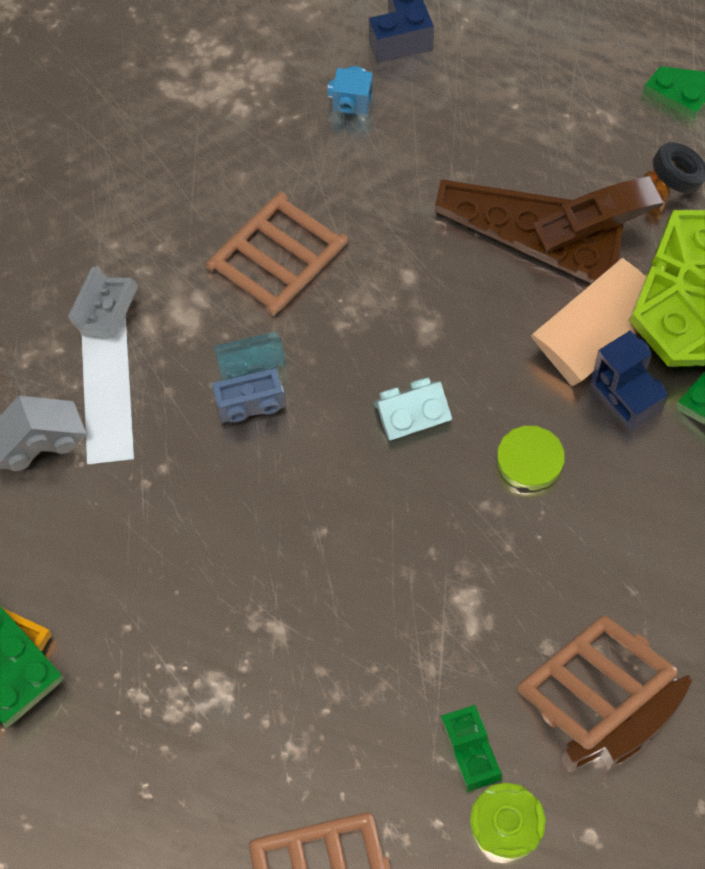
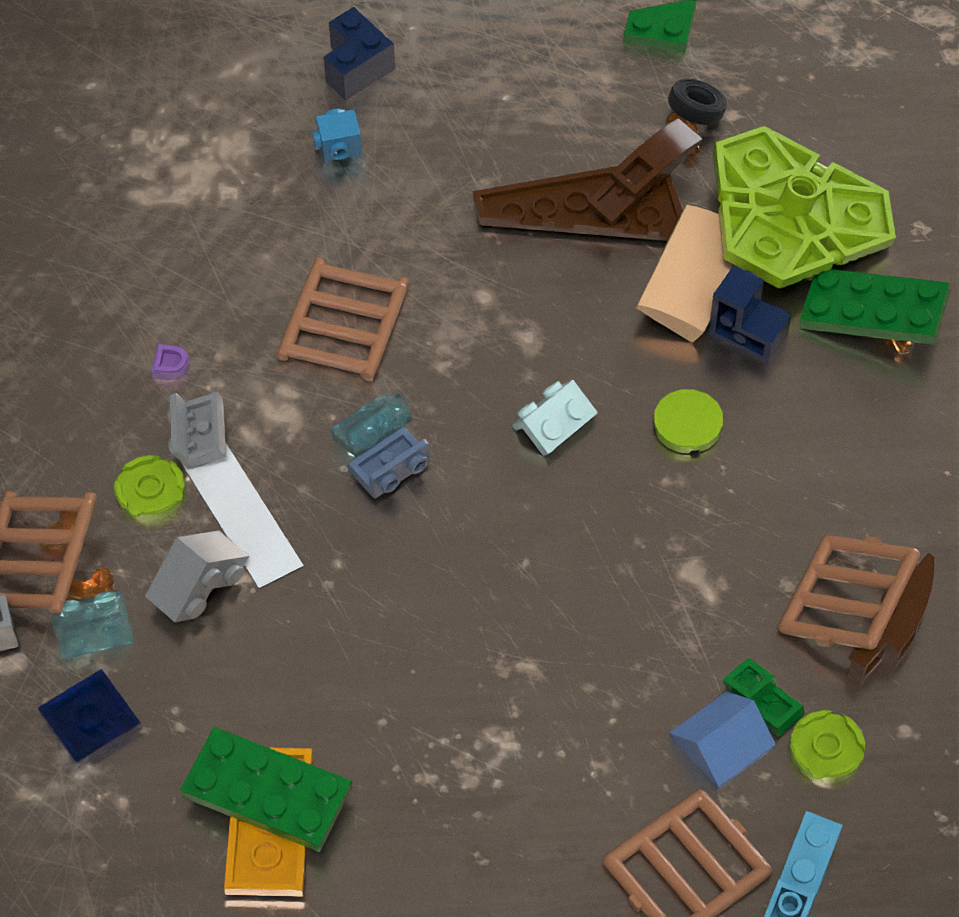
camera: 25 degrees left, 5 degrees down
(43, 341) = (149, 488): none -> lime tile
(115, 238) = (170, 363): none -> medium lavender tile
(415, 772) = (724, 737): none -> medium blue slope

